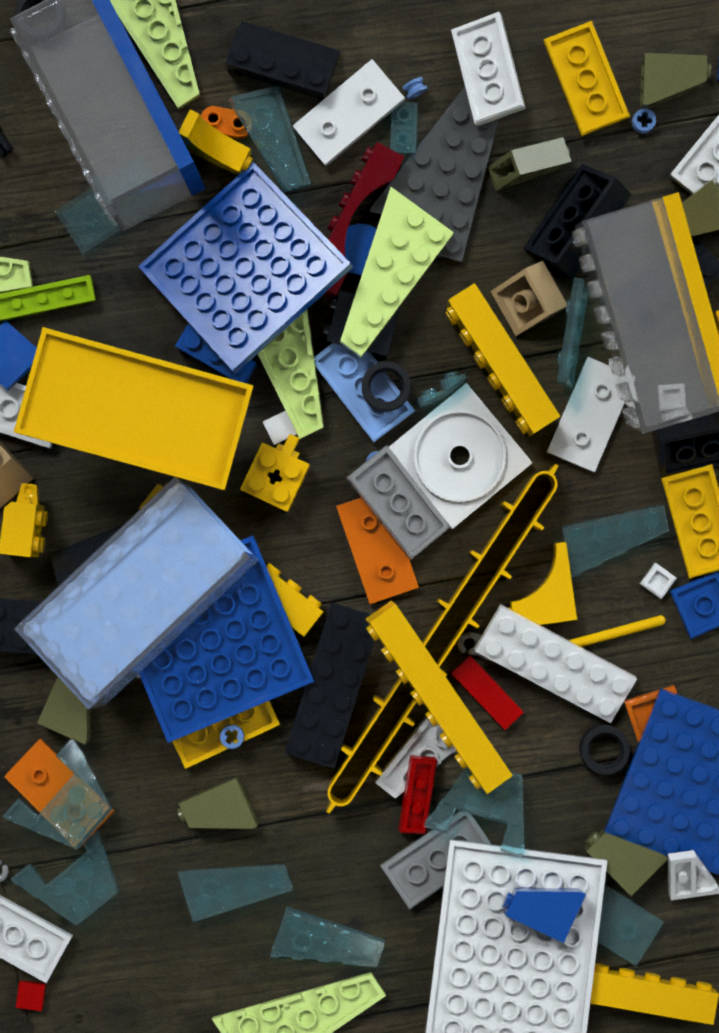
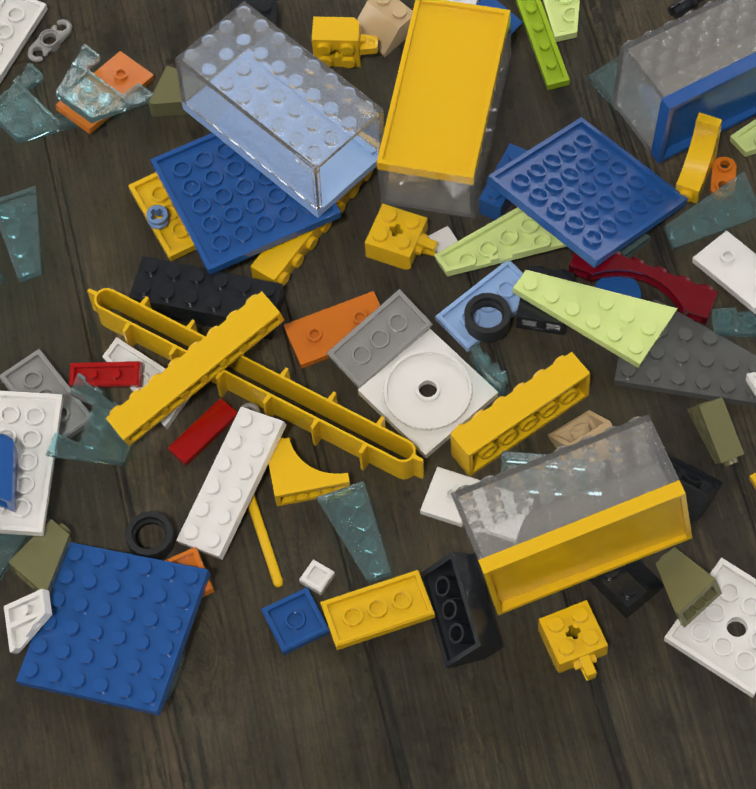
camera: 90 degrees right, 25 degrees down
(219, 807) = (93, 216): olive slope -> none

